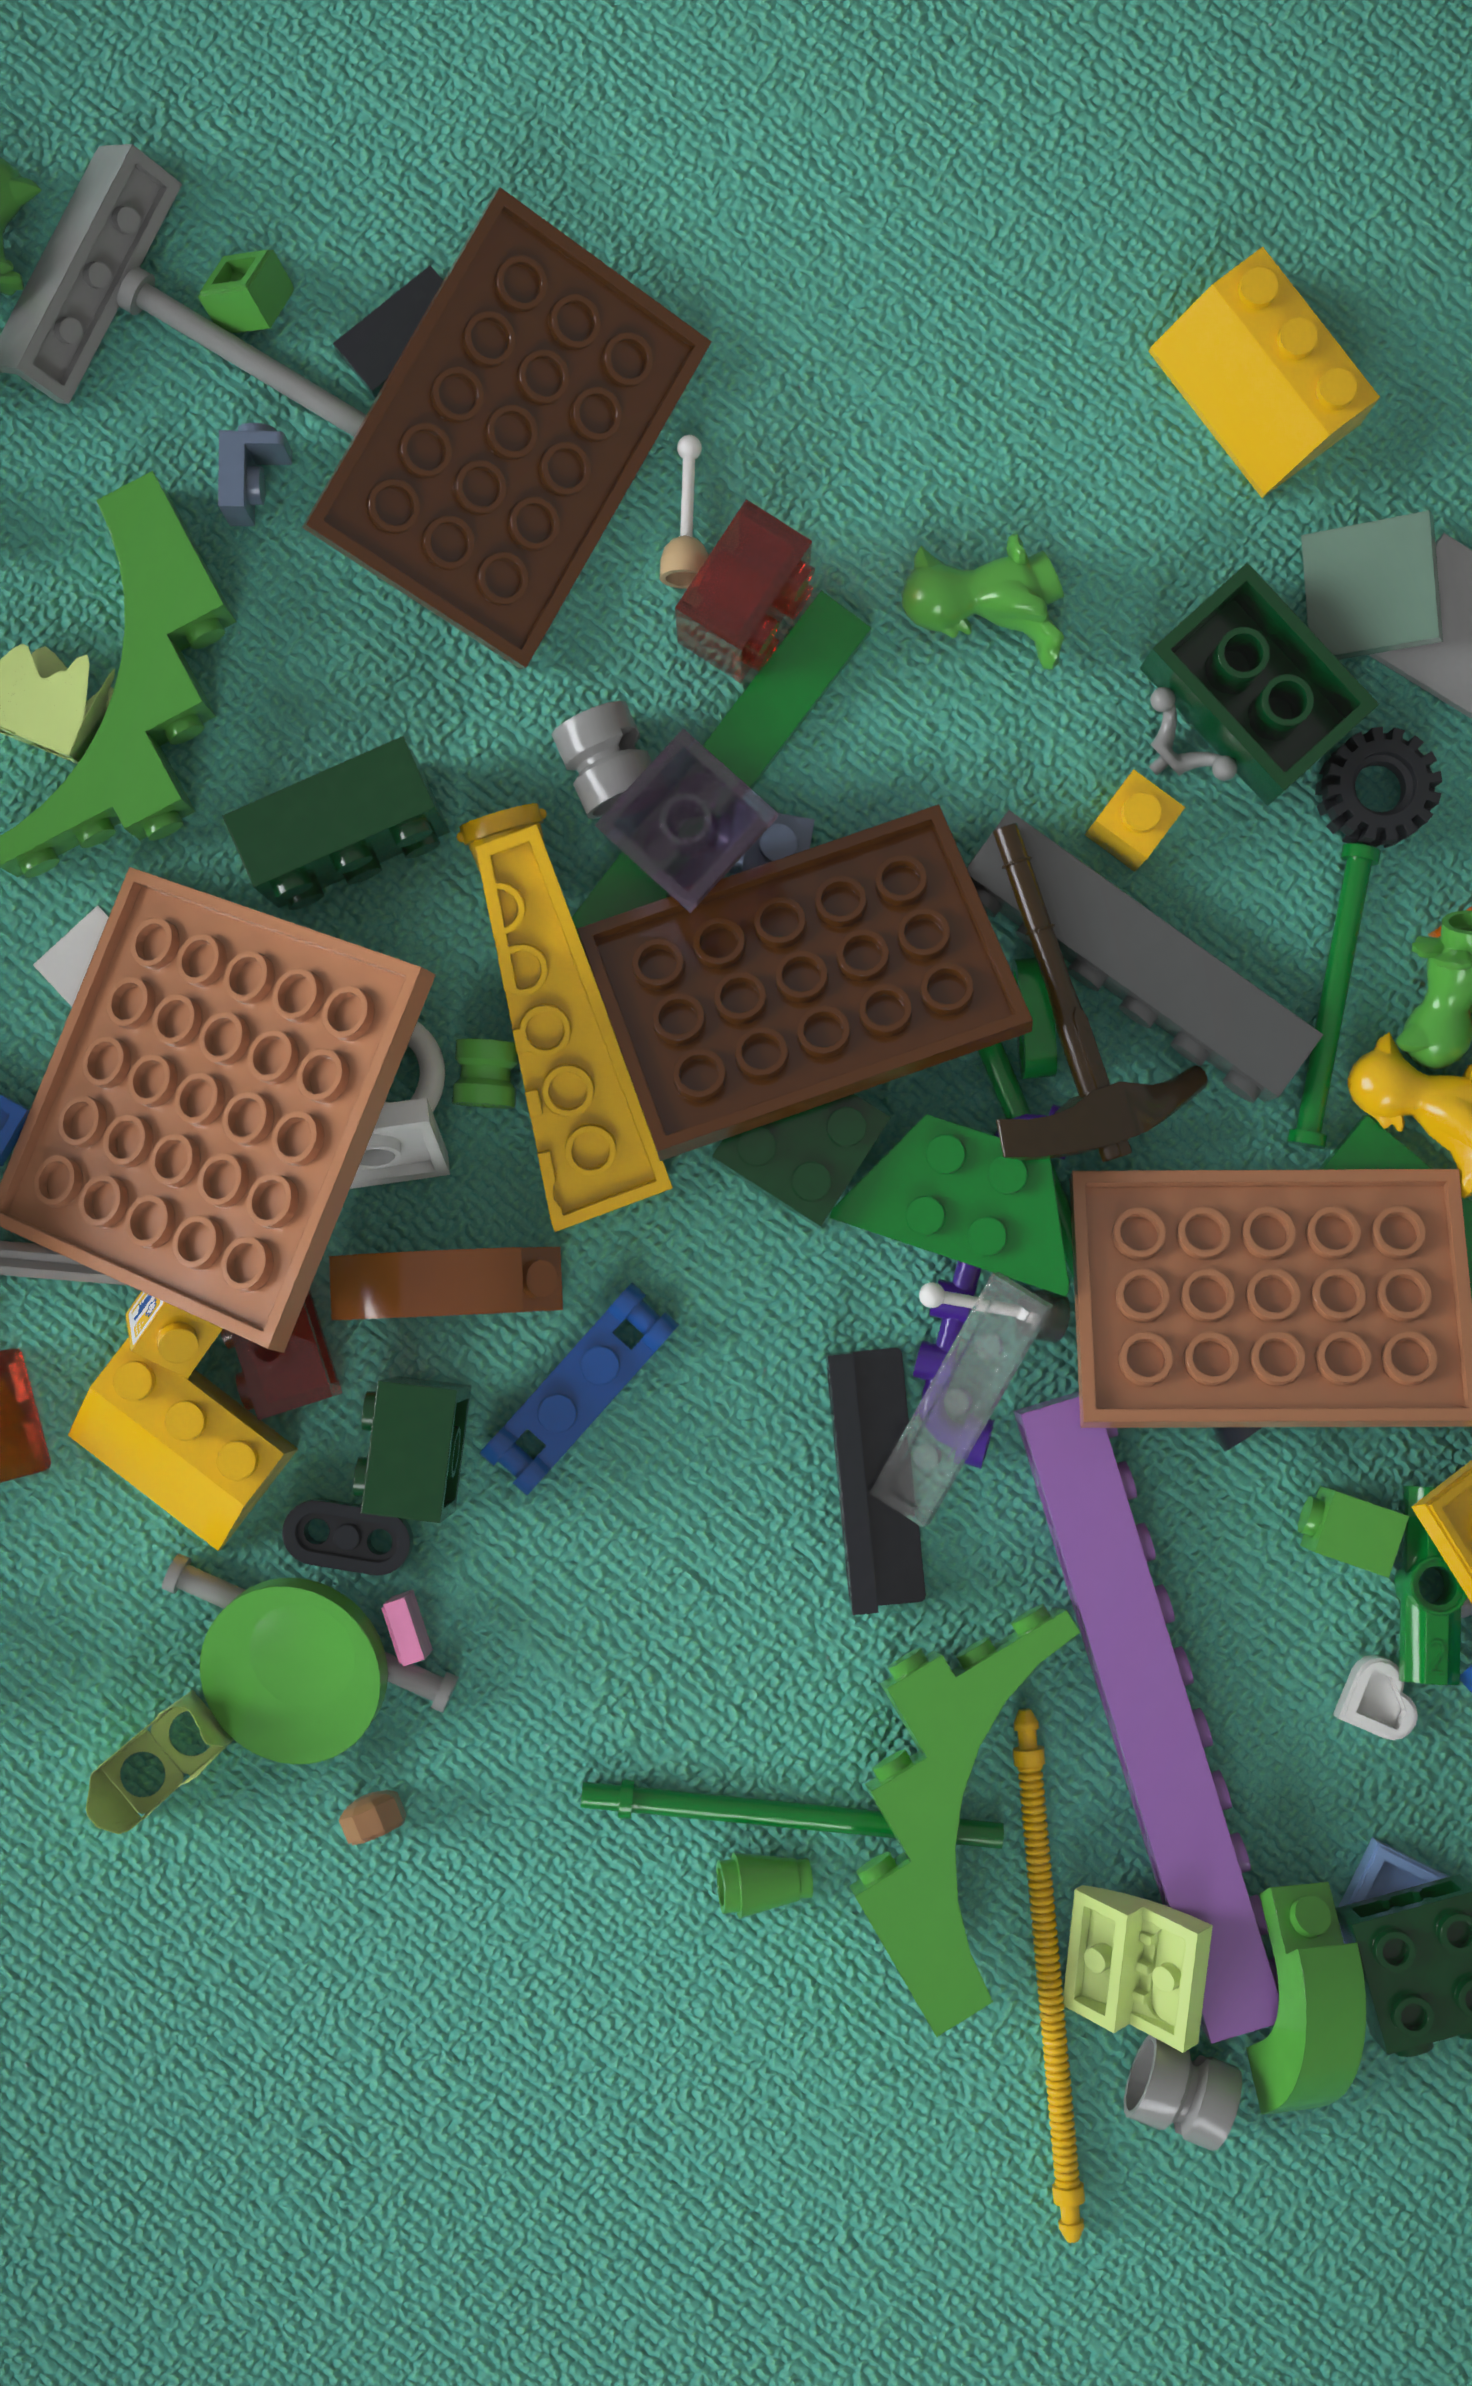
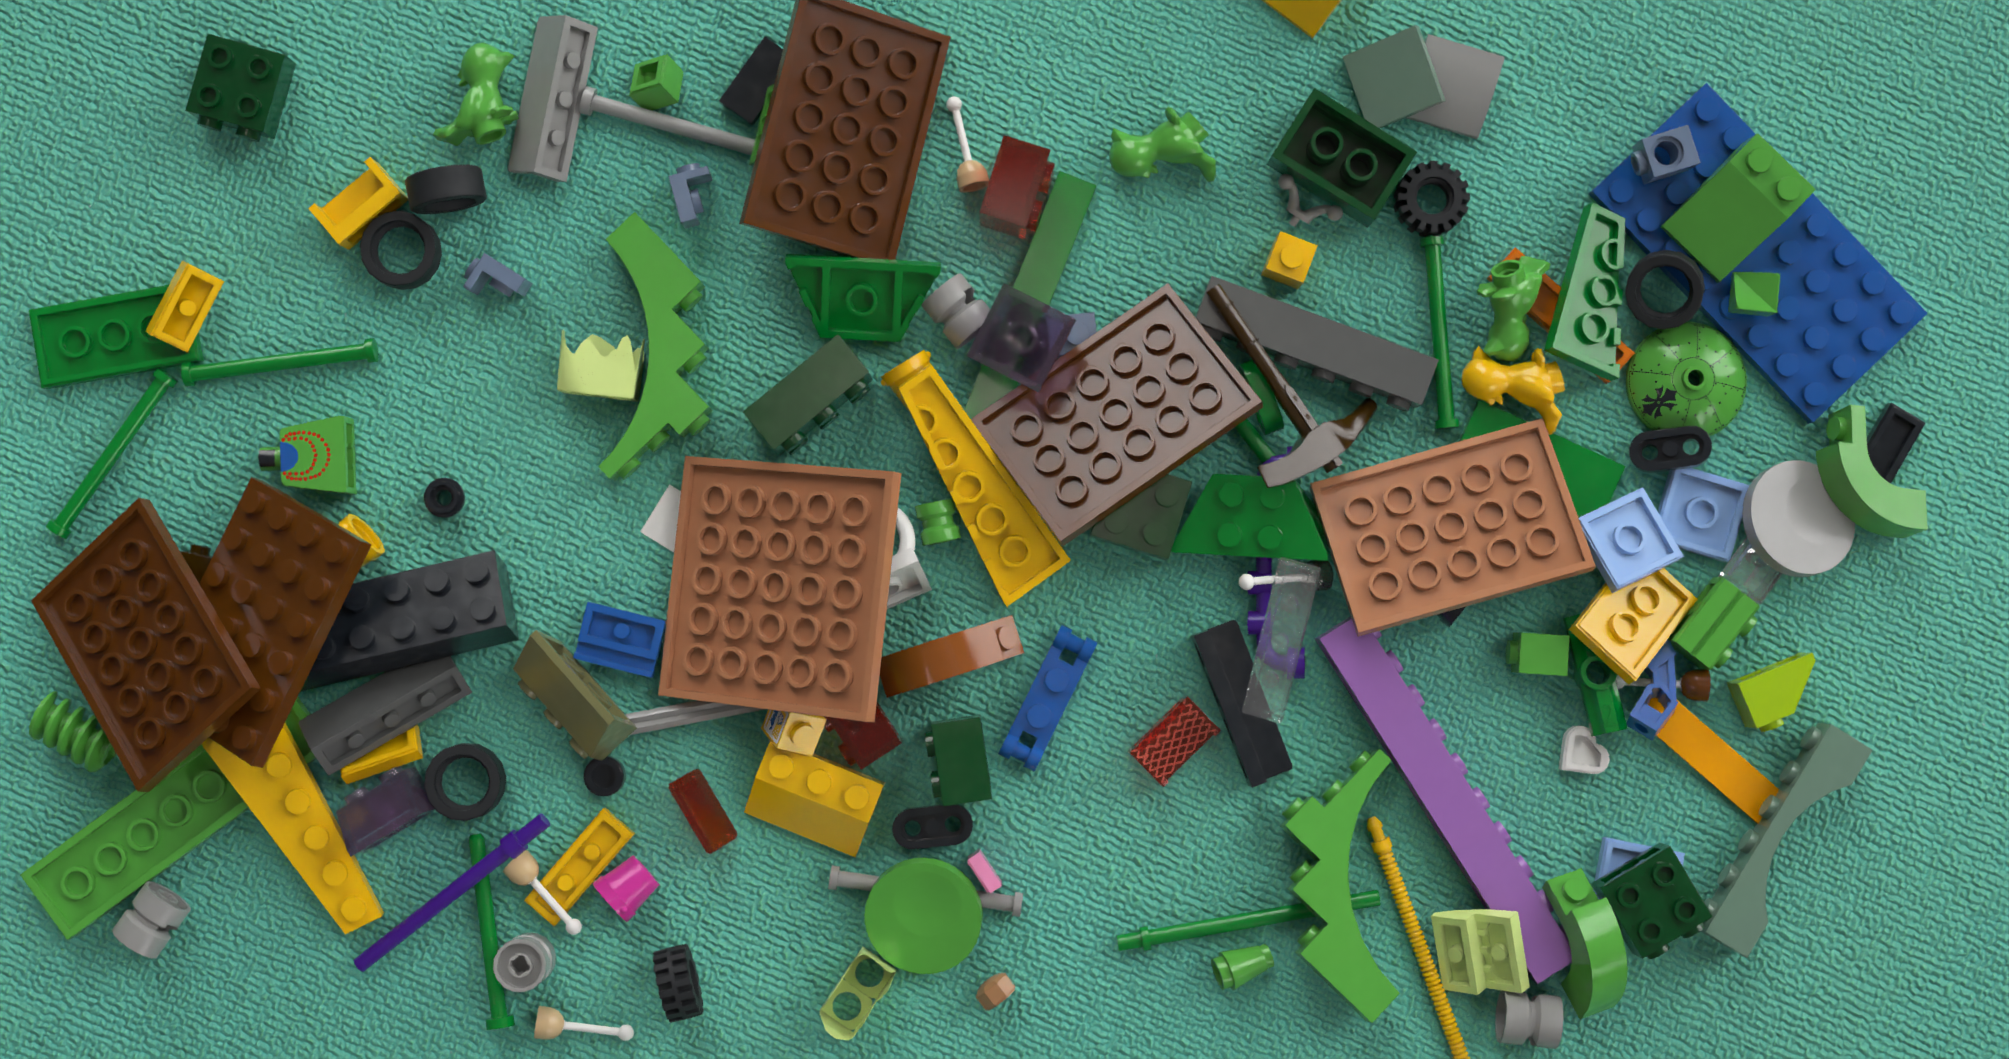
camera: 20 degrees left, 0 degrees up
(465, 694) = (862, 295): none -> green wing
(752, 1507) = (1173, 740): none -> clear red panel

